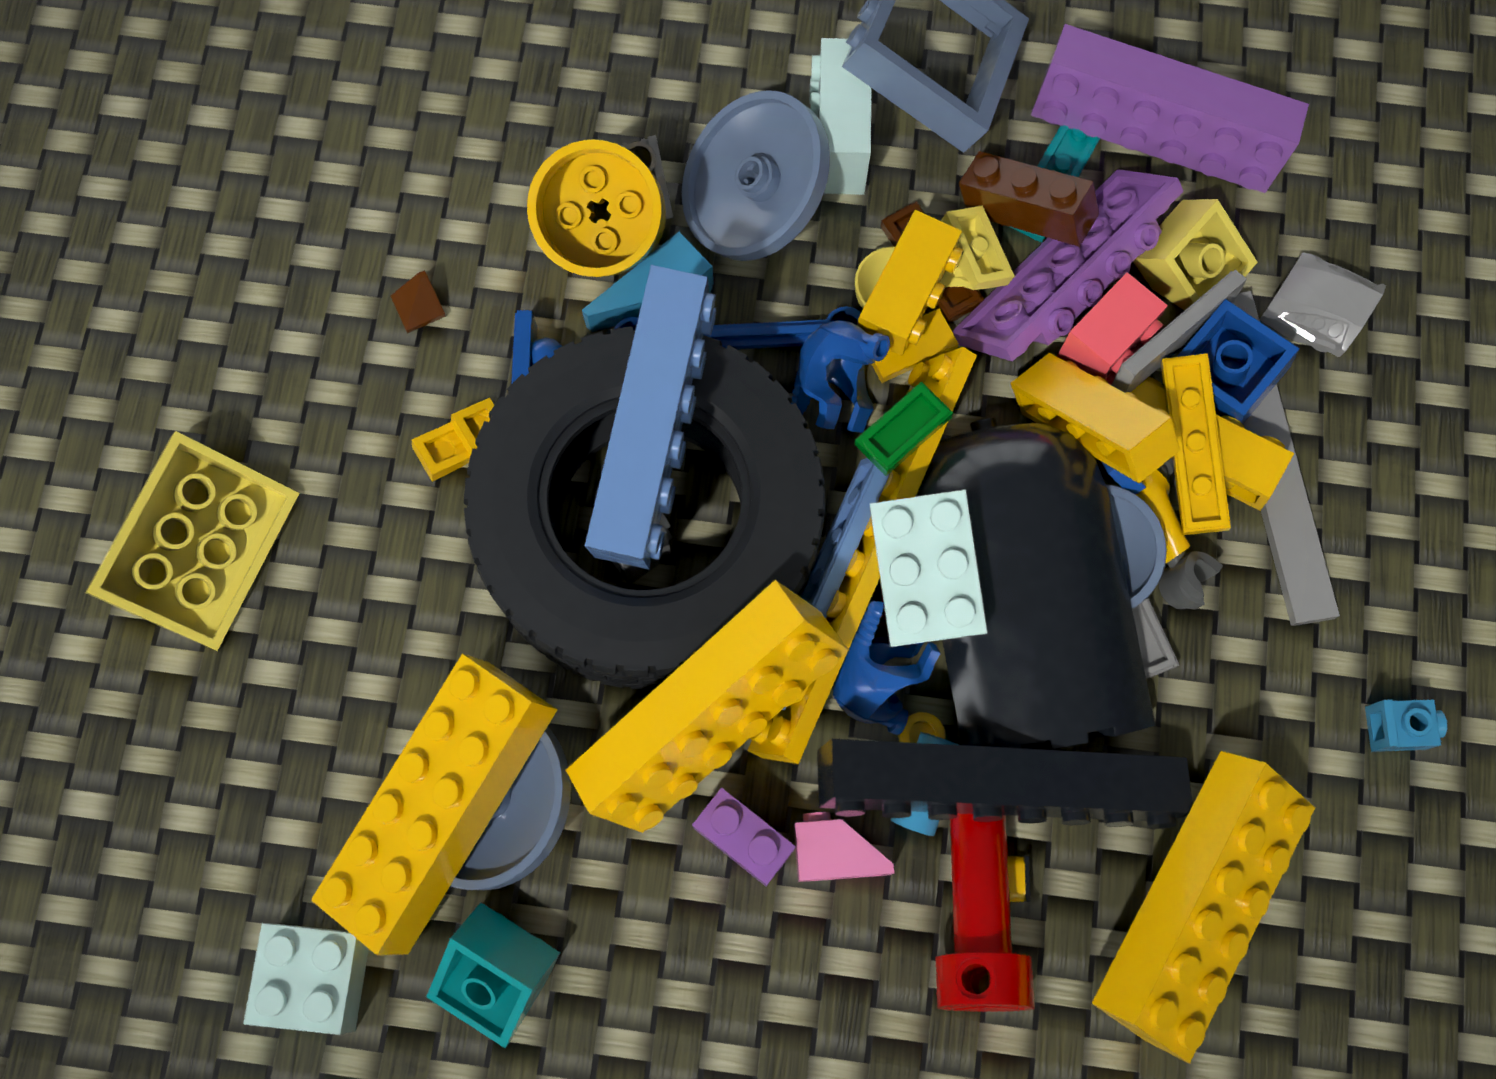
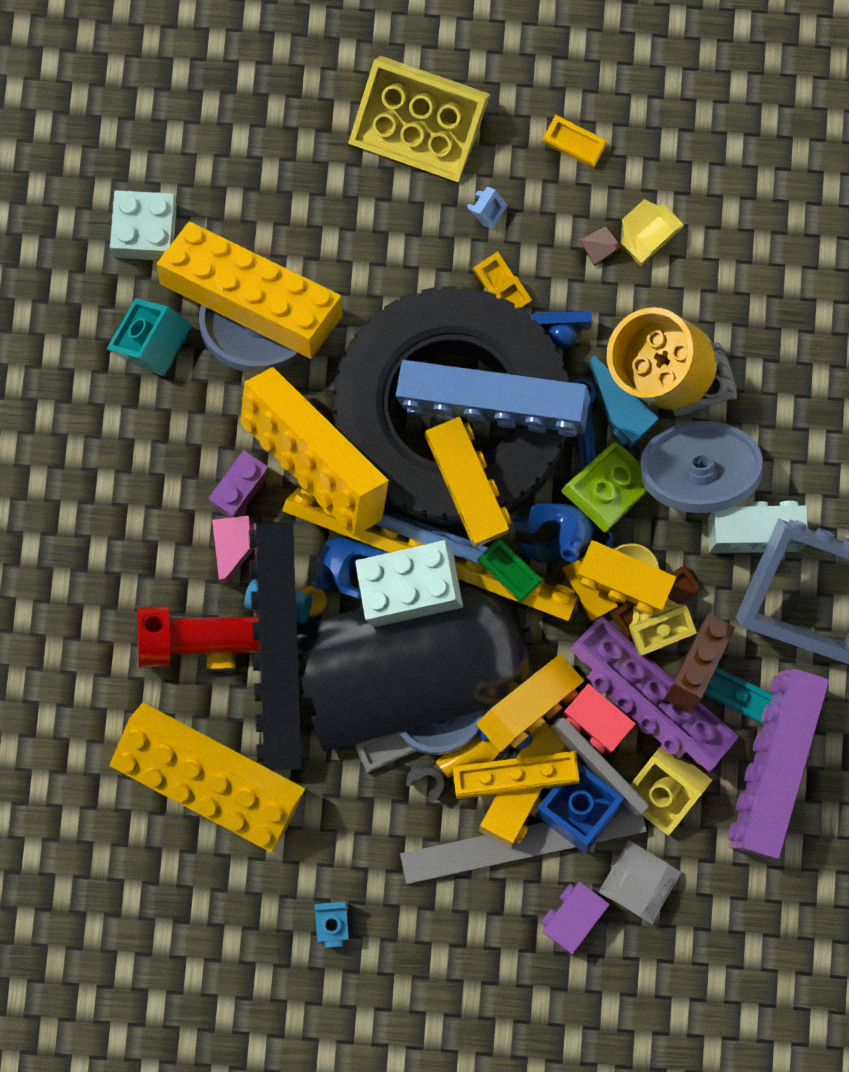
camera: 85 degrees right, 5 degrees up
(260, 329) = (574, 141): none -> yellow tile
(344, 448) = (488, 207): none -> light blue tile
(405, 237) = (648, 230): none -> light yellow slope
(775, 302) = (607, 486): none -> lime tile
(776, 469) = (467, 482): none -> yellow brick
(1378, 388) = (574, 917): none -> medium lavender brick

